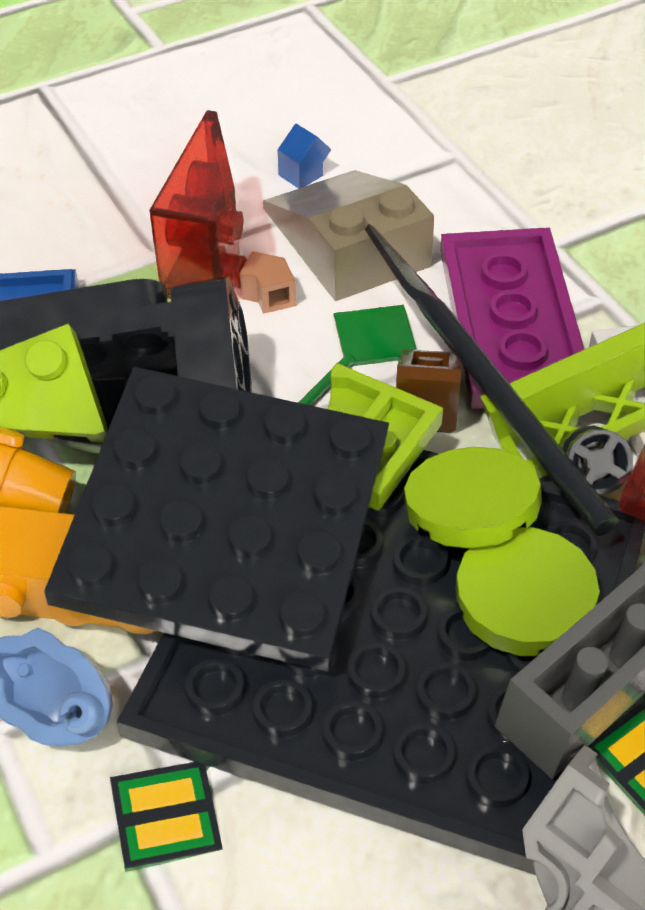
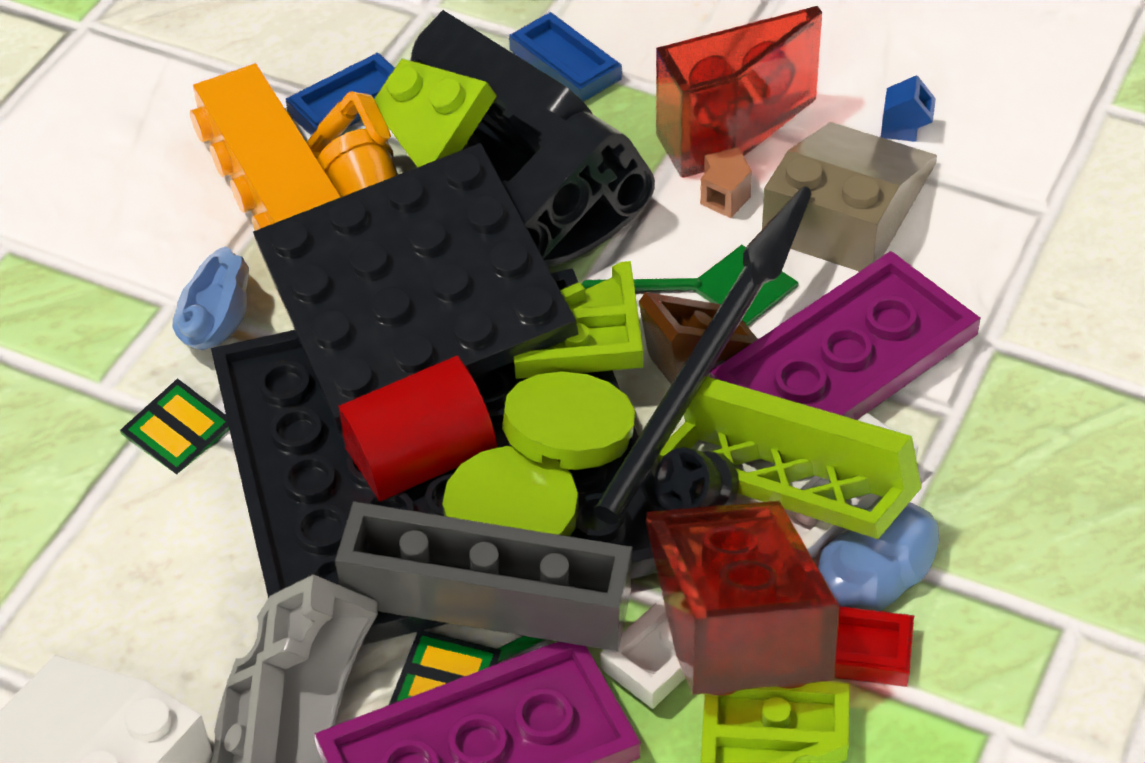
camera: 55 degrees right, 0 degrees up
(393, 607) = (417, 428): none -> red brick

